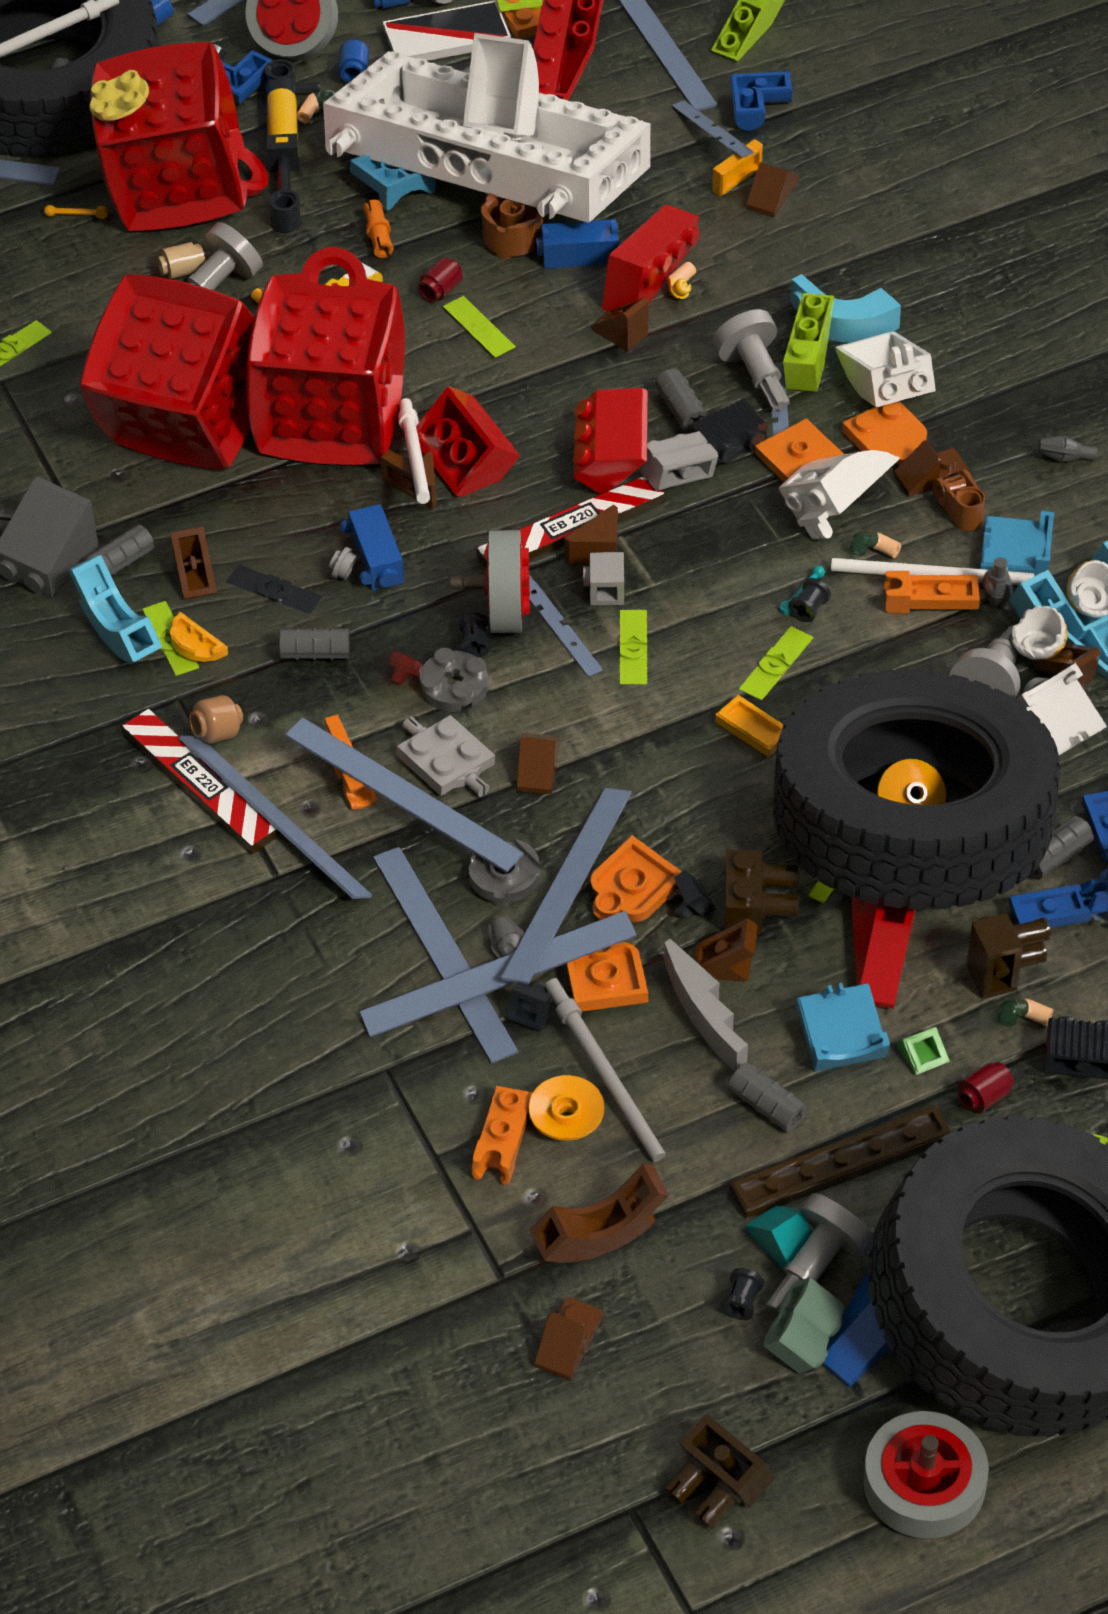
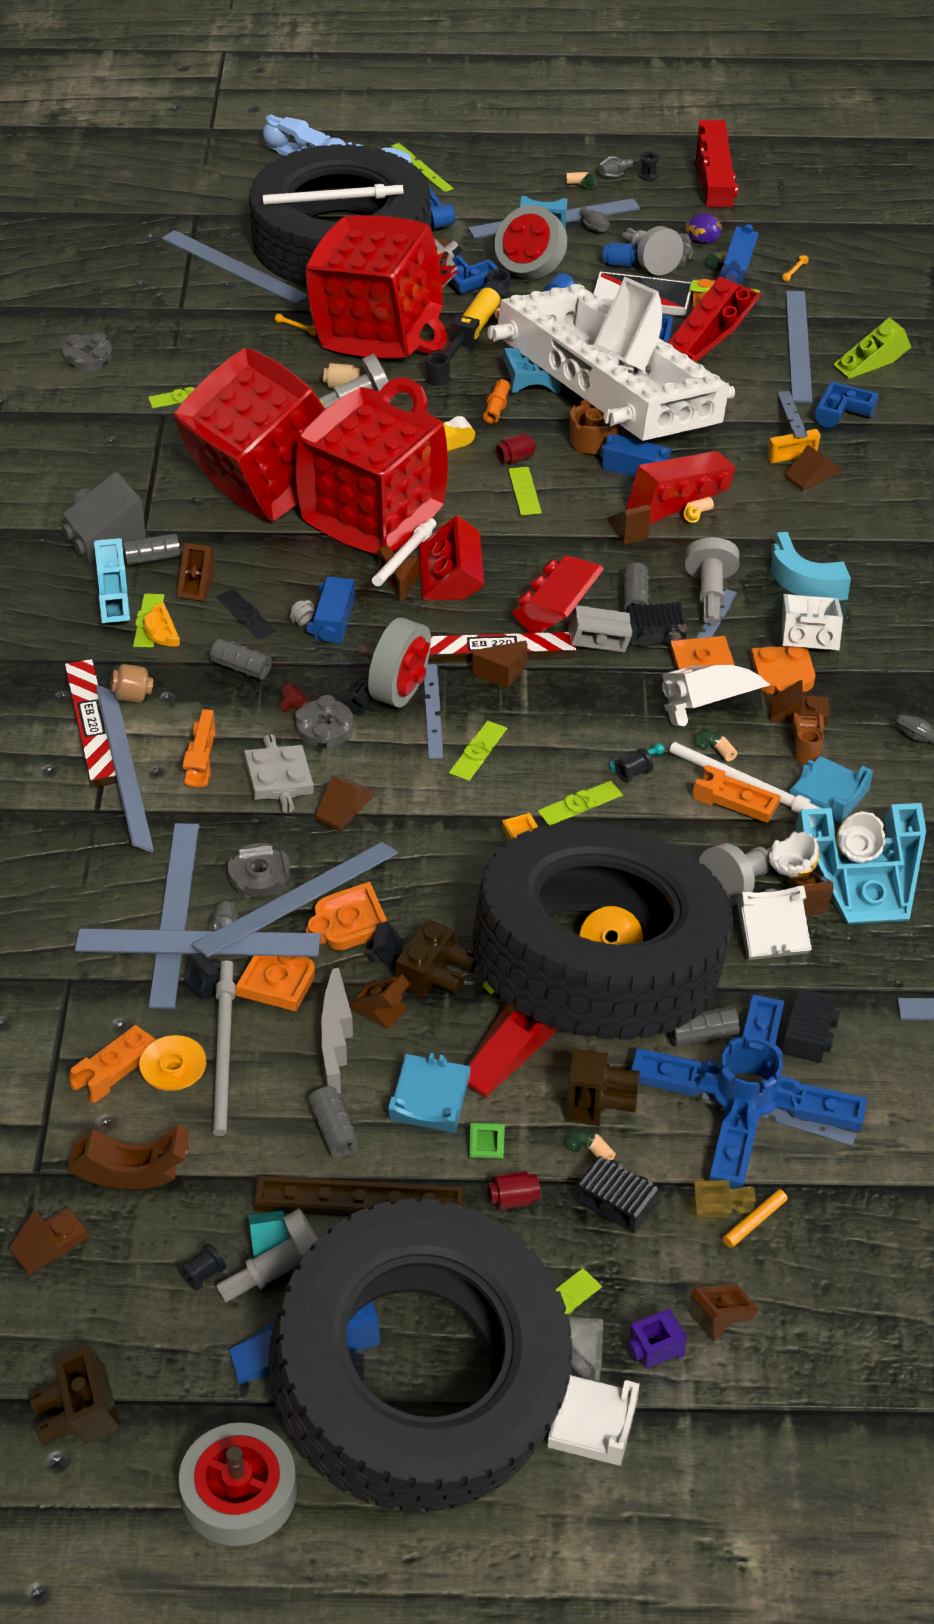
camera: 25 degrees right, 5 degrees down
(118, 96) = (338, 239): light yellow dish -> none
(404, 795) = (220, 786): sand blue piece -> none
(605, 578) = (487, 692): light grey brick -> none
(804, 1325) = (228, 1314): sand green brick -> none
(808, 343) = (759, 582): lime slope -> none
(998, 584) = (790, 806): dark grey piece -> none

